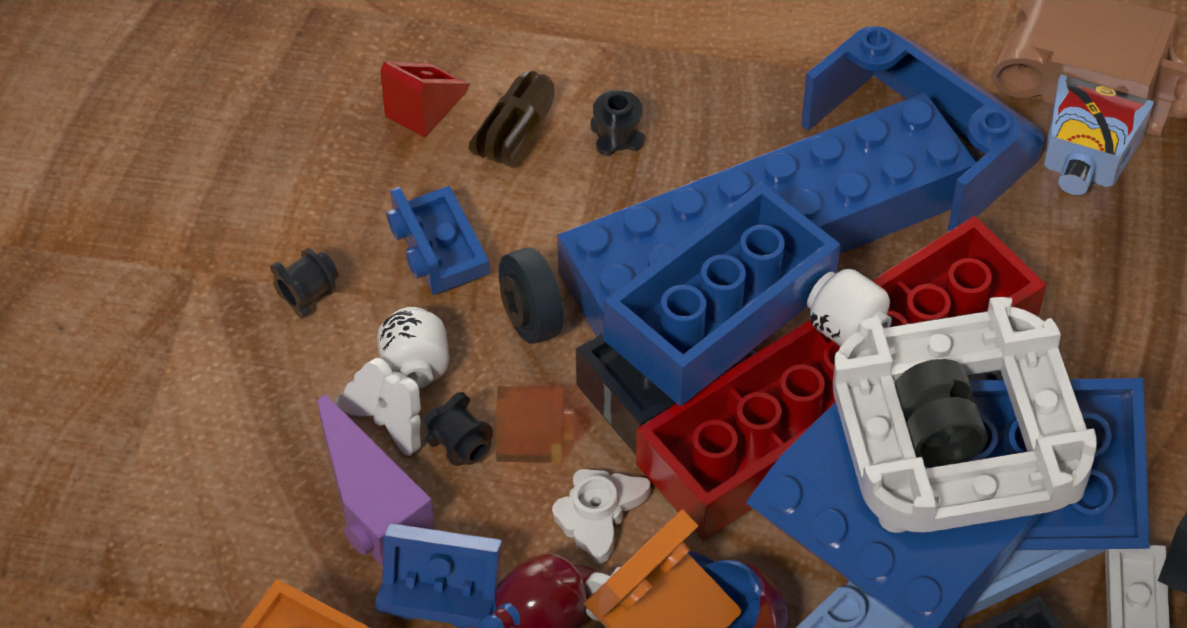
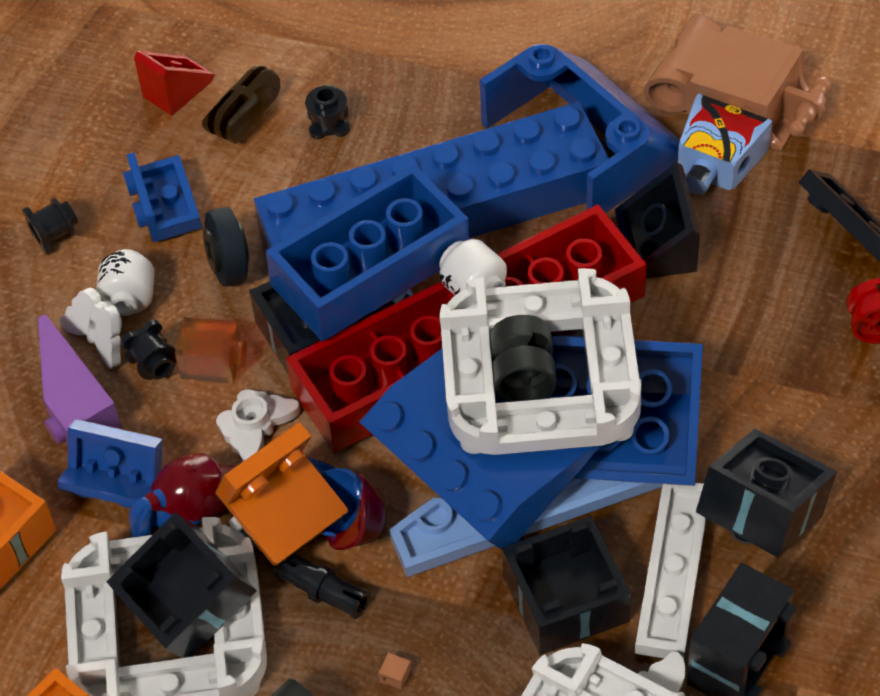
camera: 10 degrees right, 0 degrees up
(1049, 230) = (662, 224): none -> black slope

